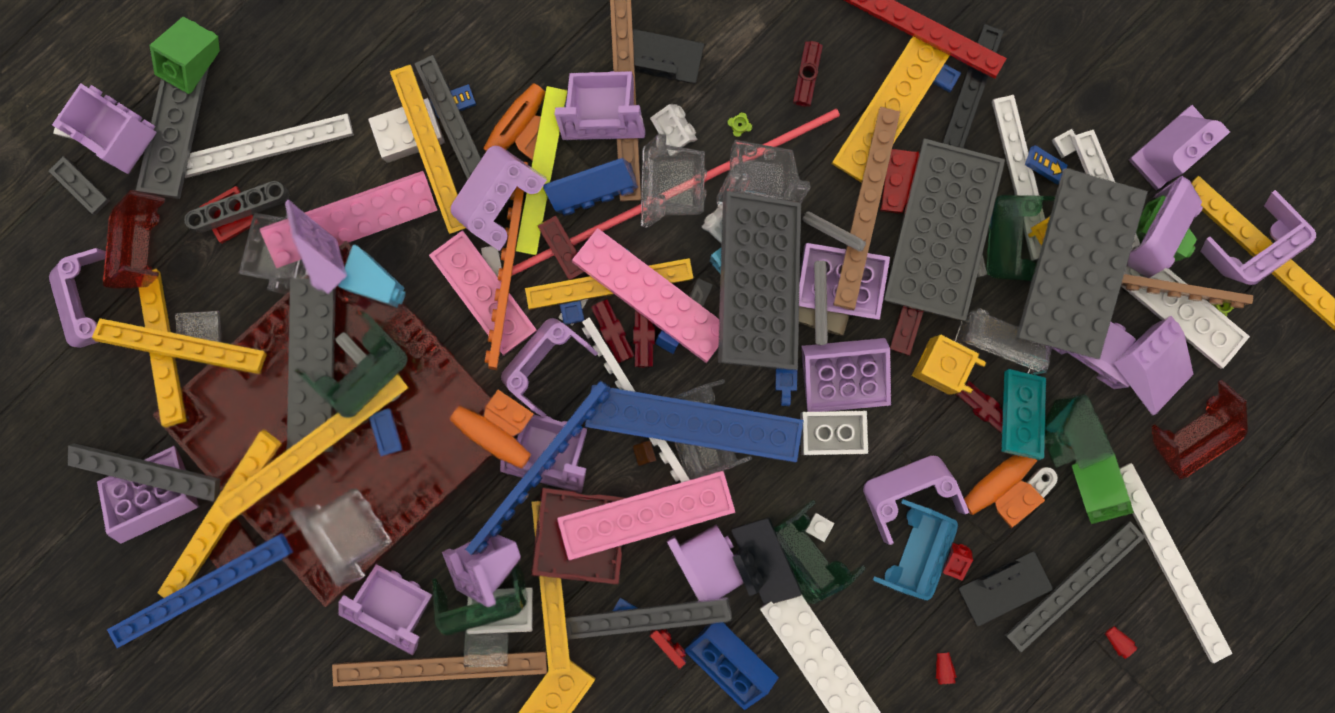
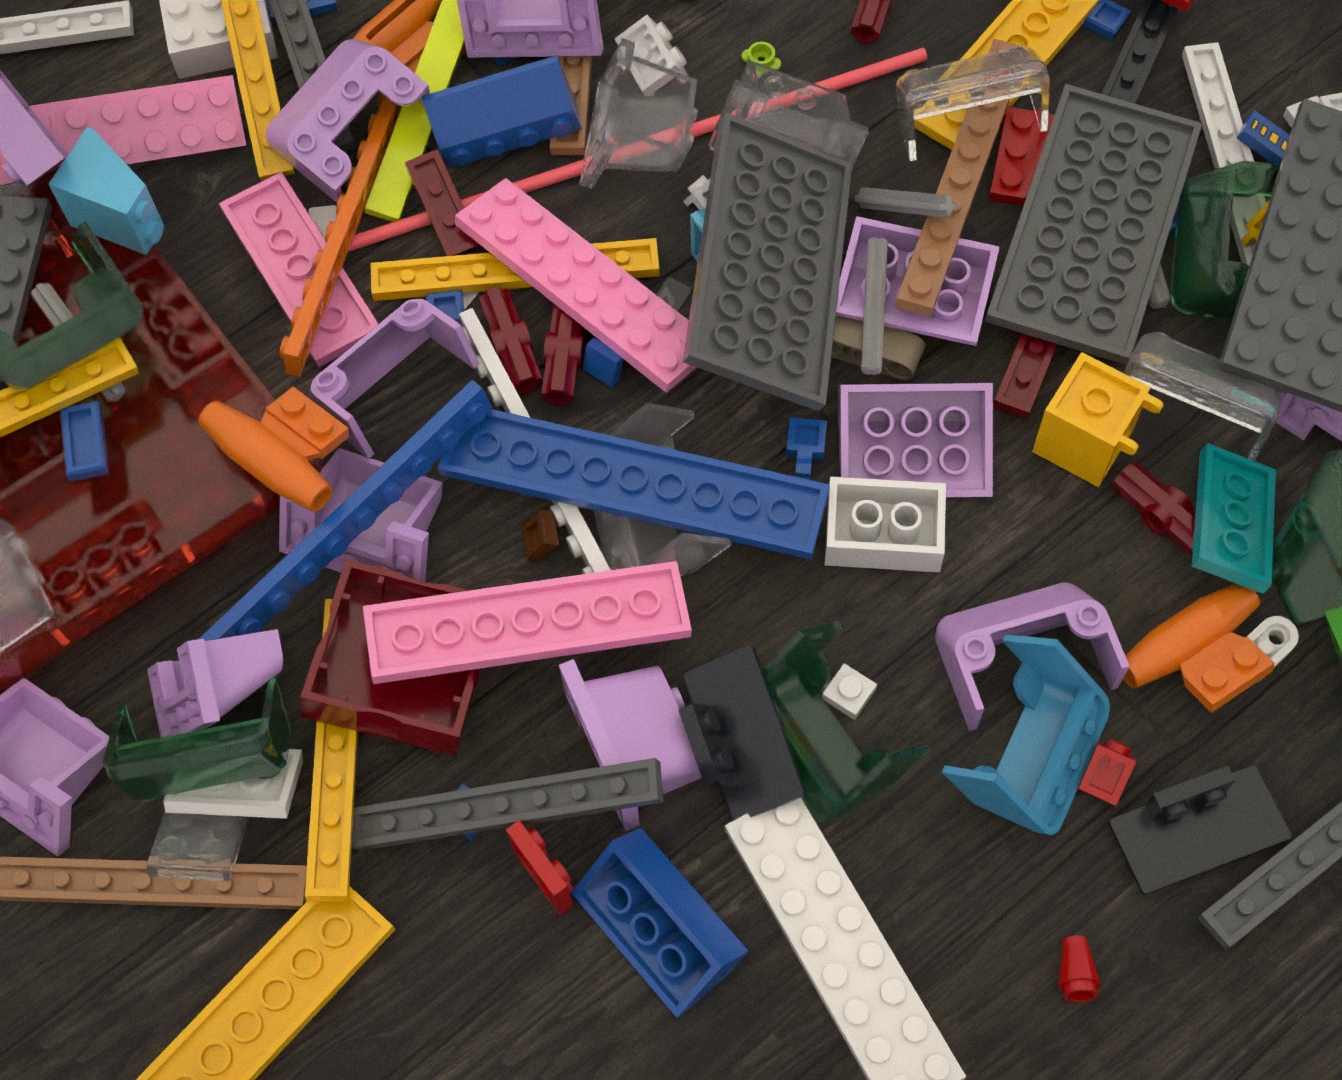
camera: 10 degrees right, 20 degrees down
(869, 152) = (972, 84): none -> clear windscreen

